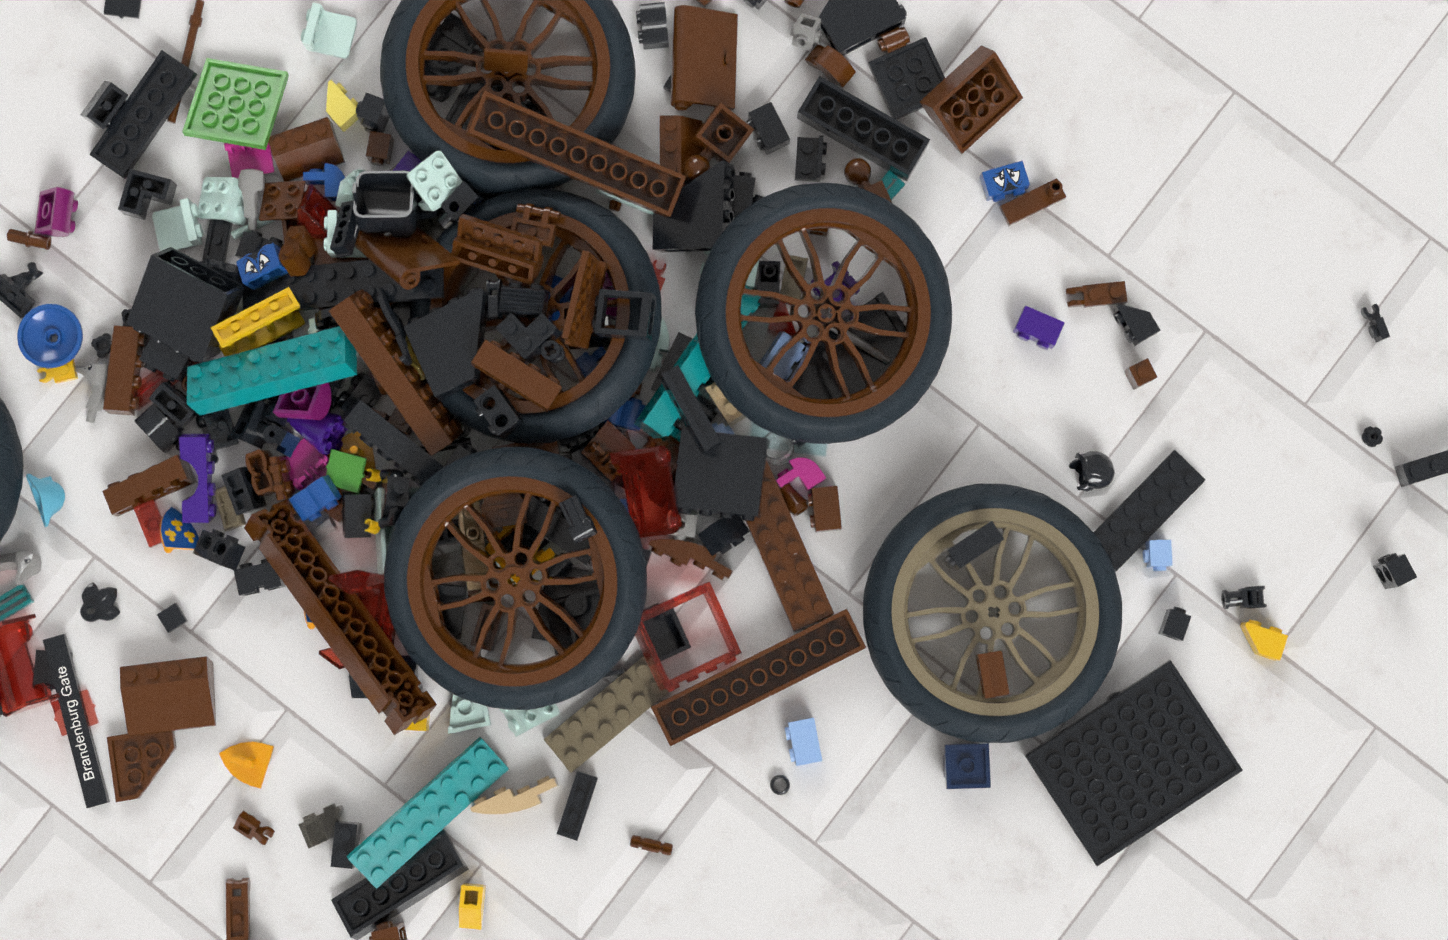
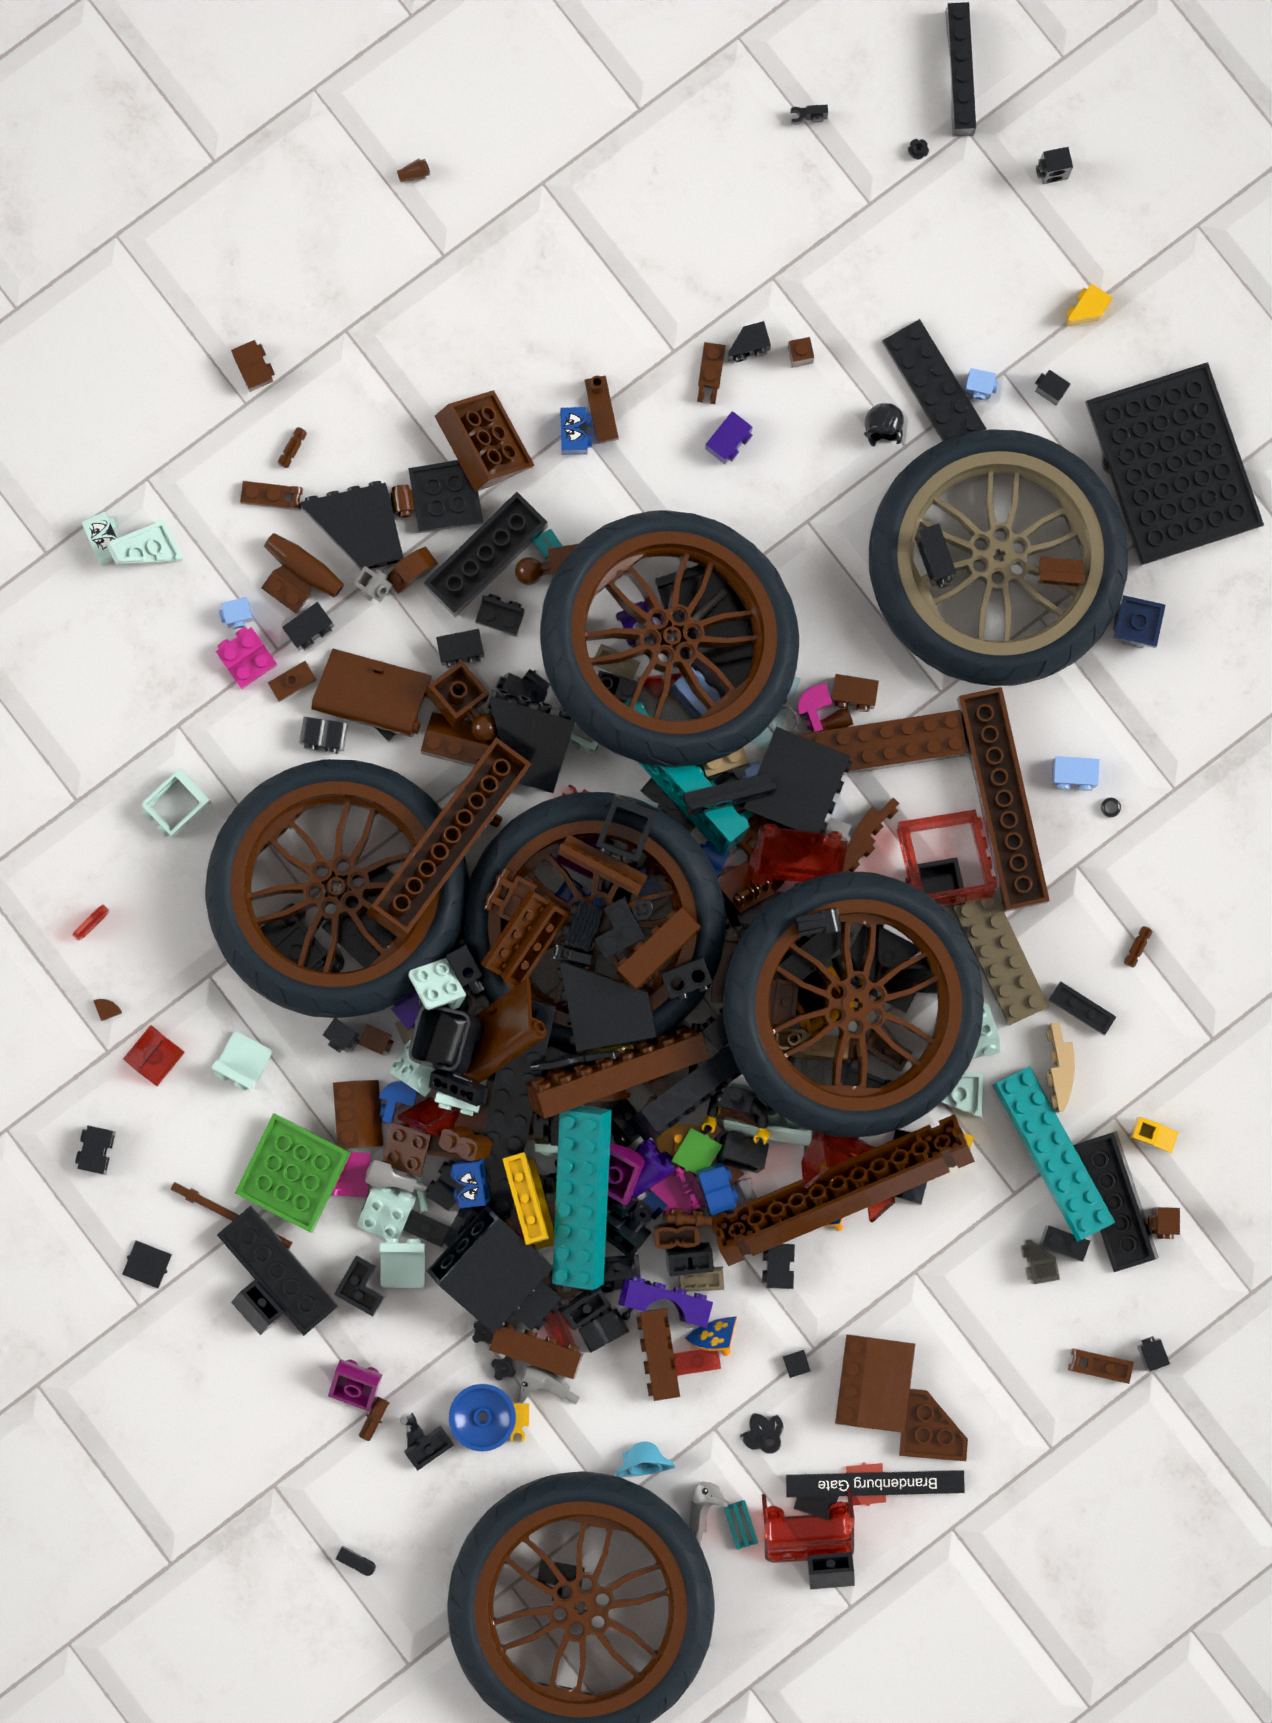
camera: 80 degrees left, 0 degrees up
(218, 549) = (744, 1298): black brick -> none
(248, 761) = (957, 1323): light orange shield -> none
(250, 827) = (1023, 1334): reddish brown plate -> none
(340, 107) = (322, 1069): light yellow slope -> none
(505, 60) = (334, 884): reddish brown slope -> none
(723, 533) = (855, 796): black brick -> none
(1248, 598) = (1044, 310): black connector -> none

